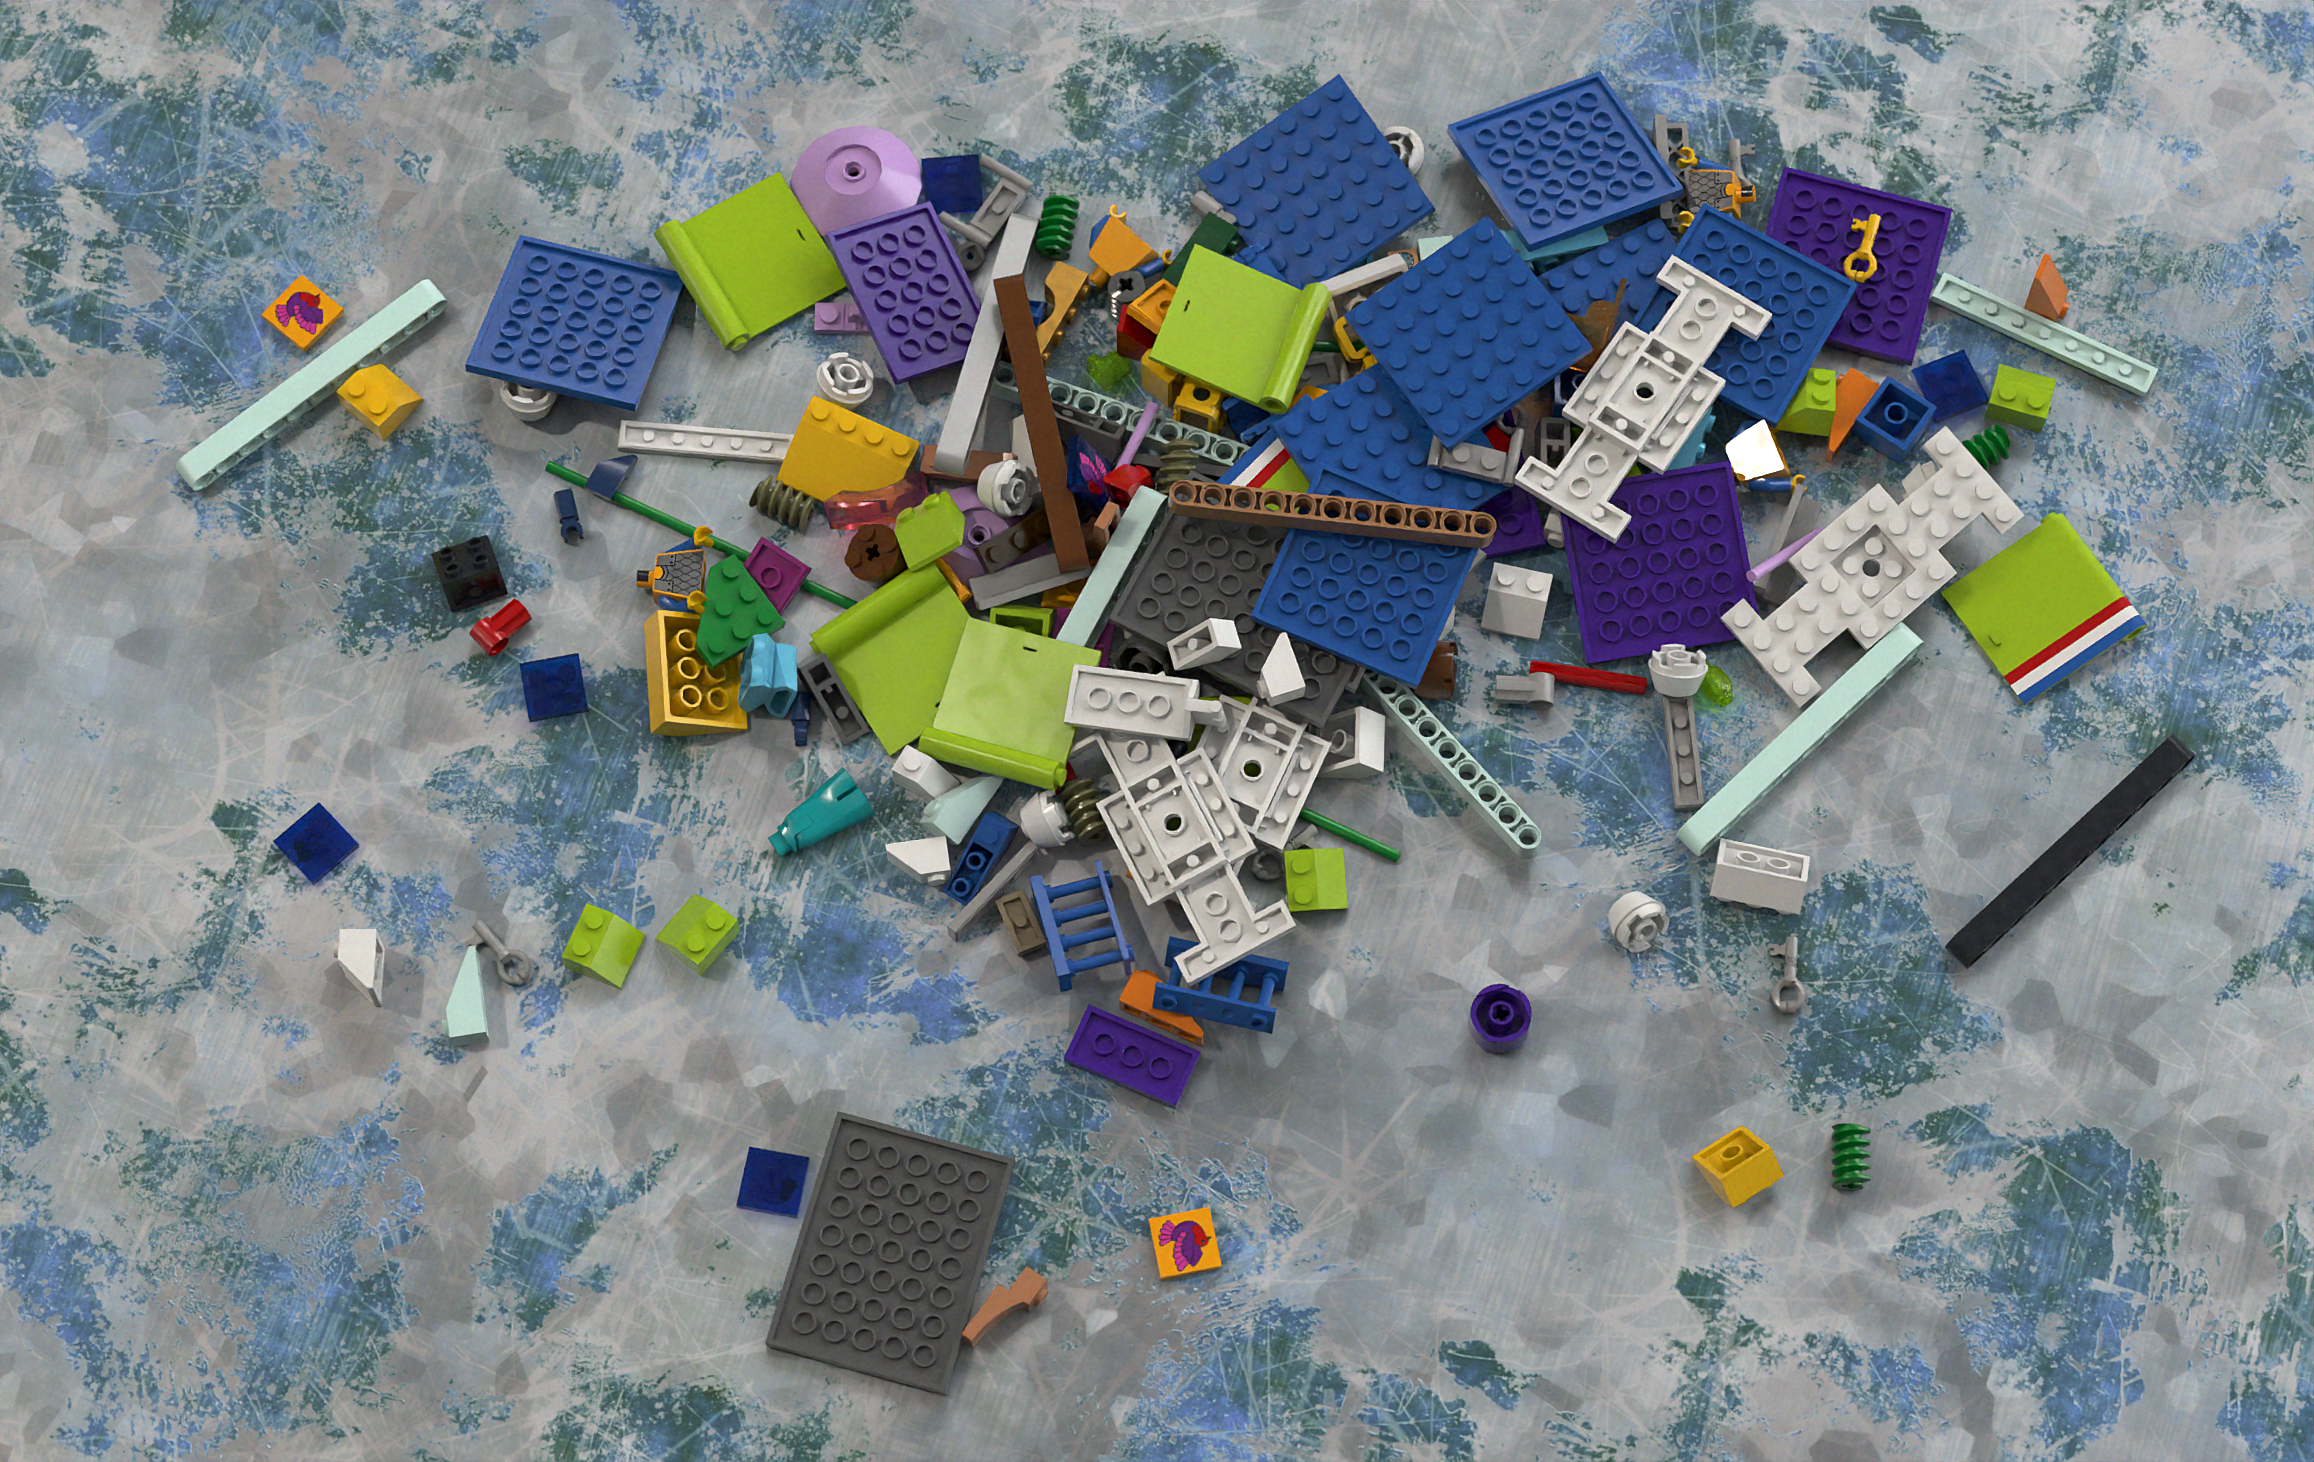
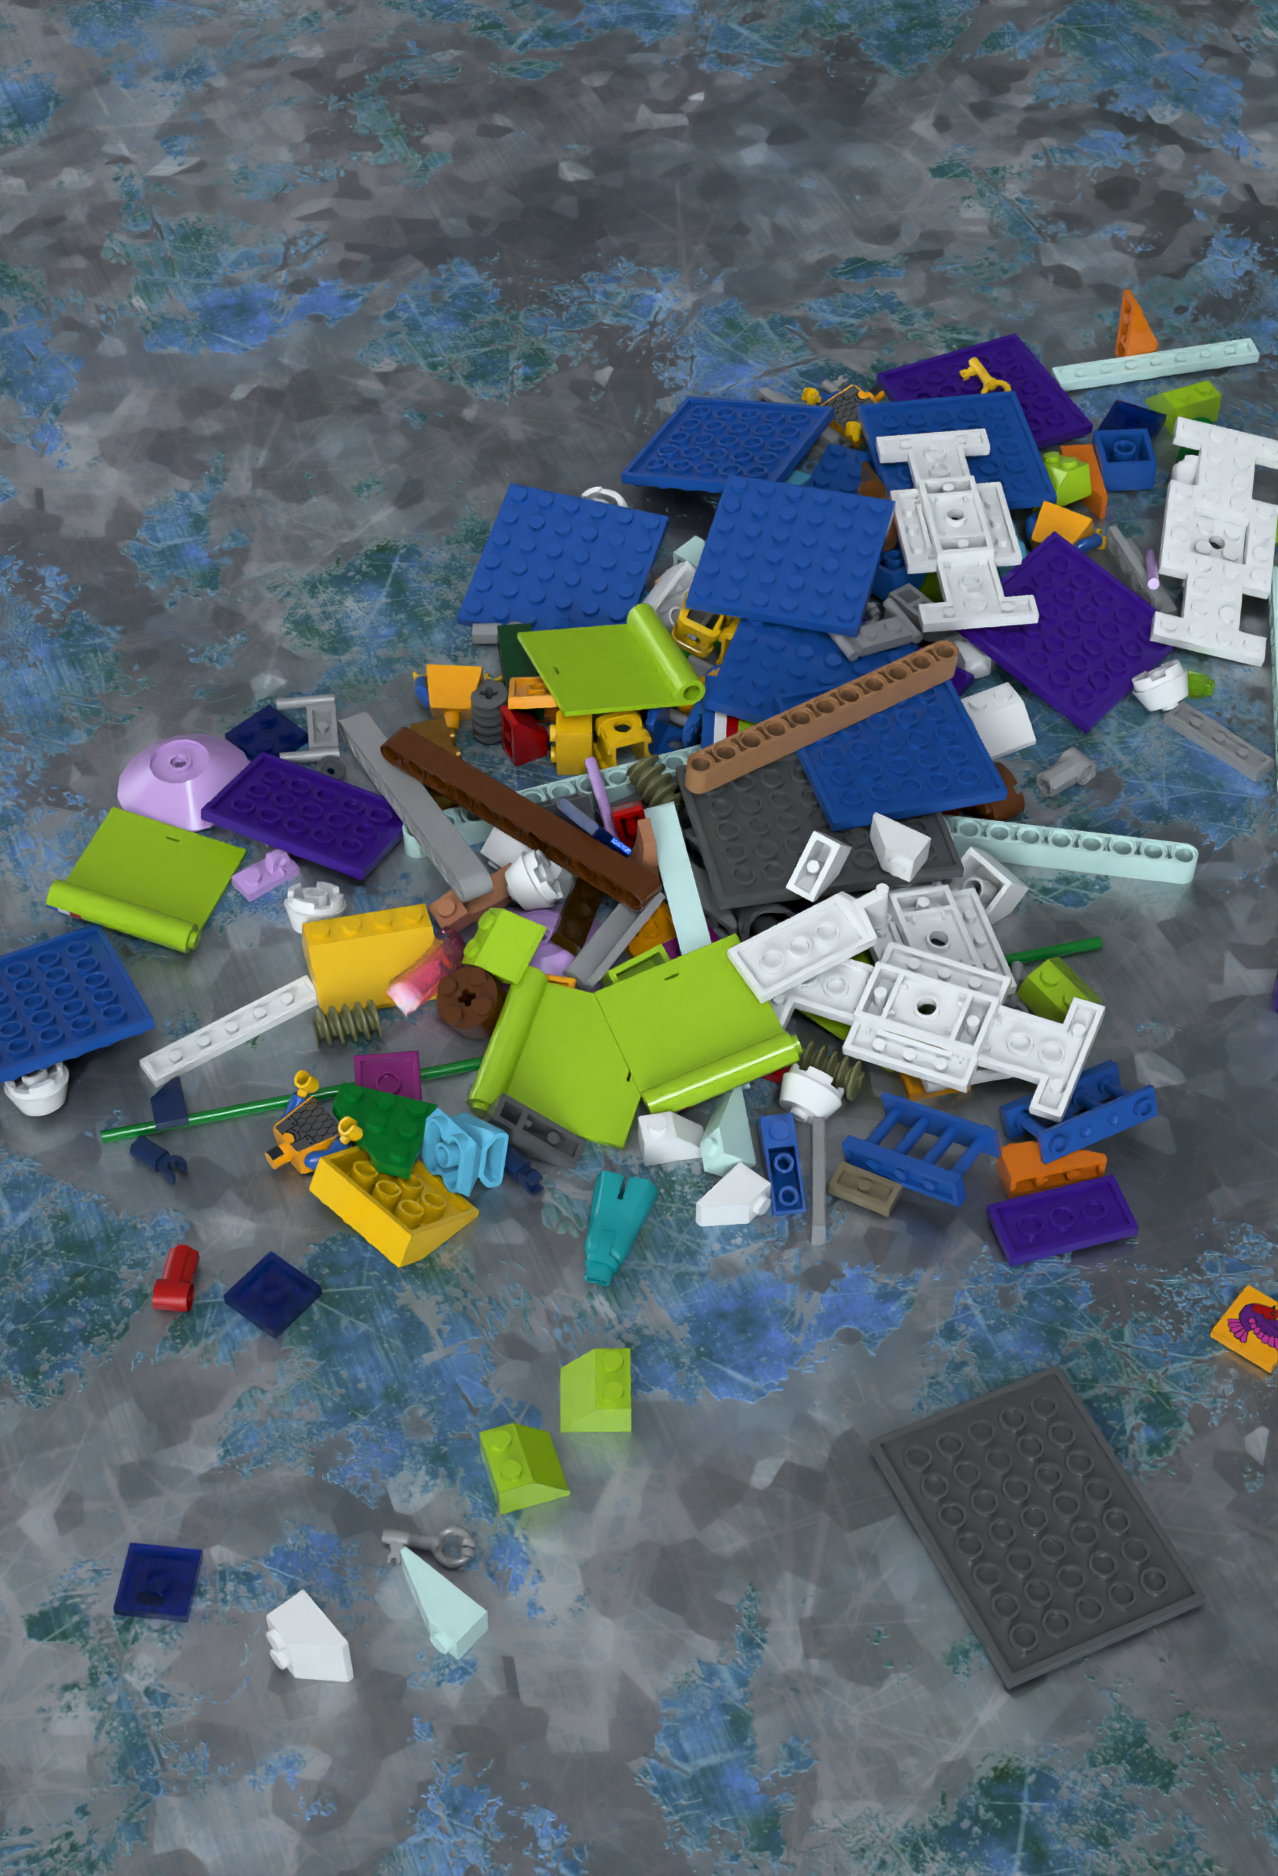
camera: 40 degrees left, 20 degrees down
(469, 573) = (110, 1257): black bracket -> none
(773, 1182) = (870, 1547): clear blue tile -> none
(1025, 1293) = (1180, 1466): nougat slope -> none
(1056, 227) = (383, 706): green piece -> none
(1108, 369) = (521, 776): clear neon green panel -> none
(1591, 677) = (1103, 735): red axle -> none

